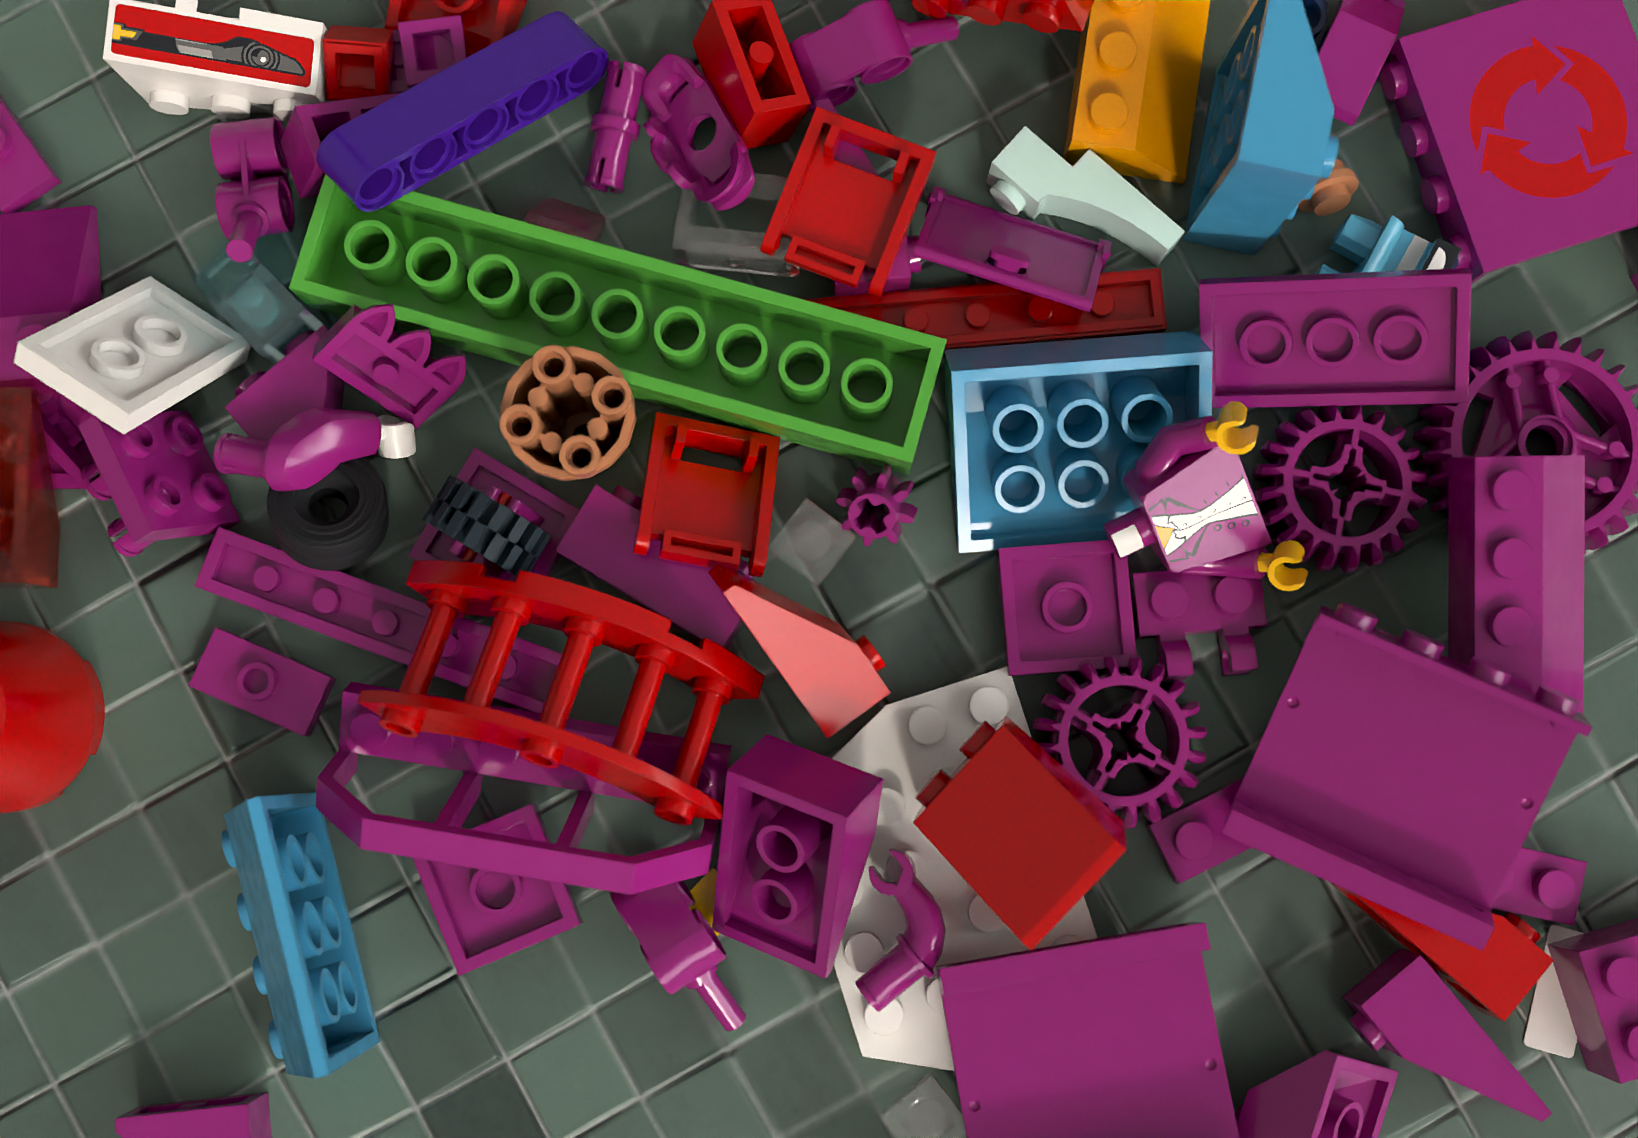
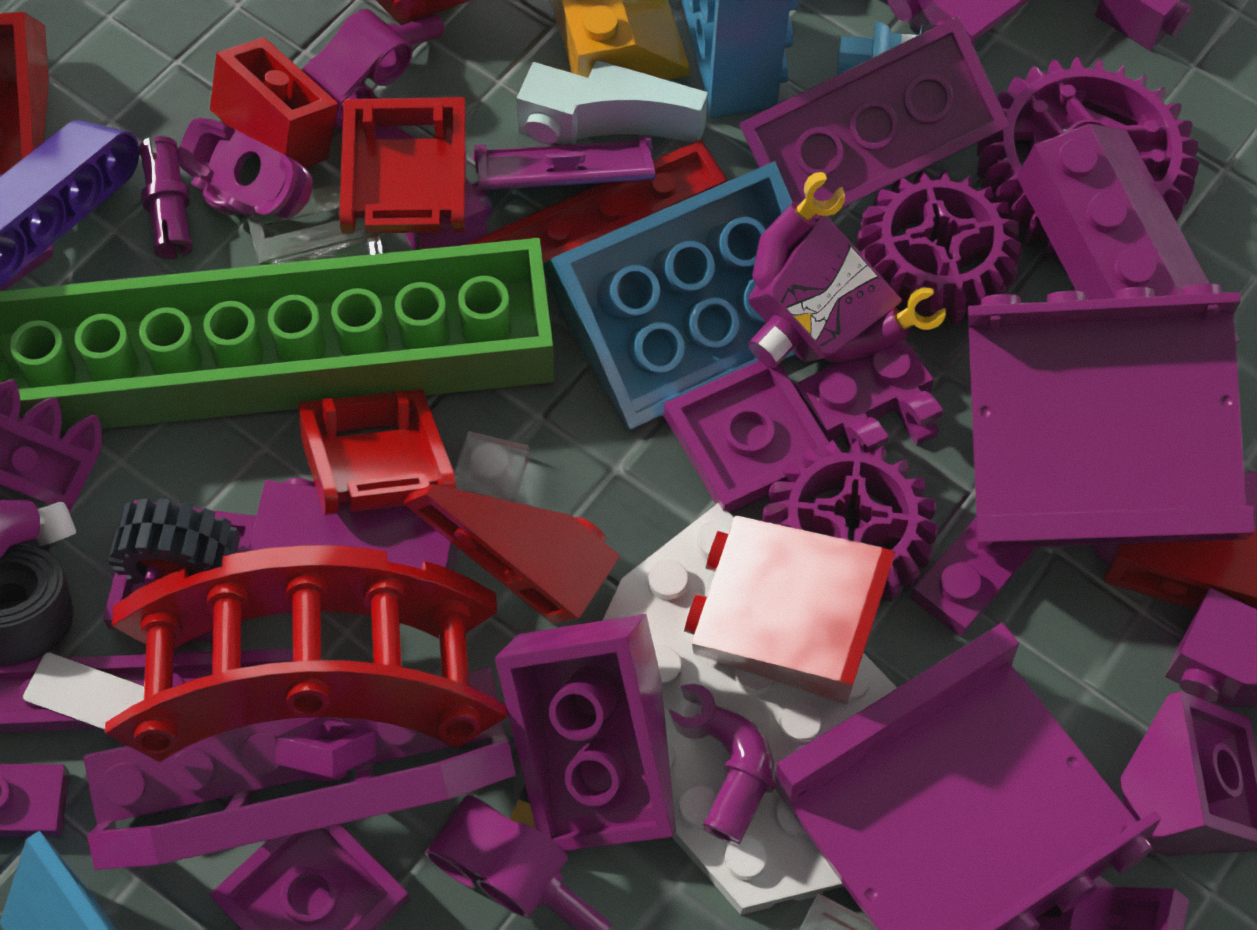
camera: 25 degrees left, 20 degrees down
(369, 625) = (80, 691): none -> white sticker
(547, 793) = (325, 748): none -> magenta plate
(557, 396) = (220, 408): nougat cone -> none
(878, 489) = (540, 426): magenta gear -> none
(1331, 193) = (812, 29): nougat plate -> none

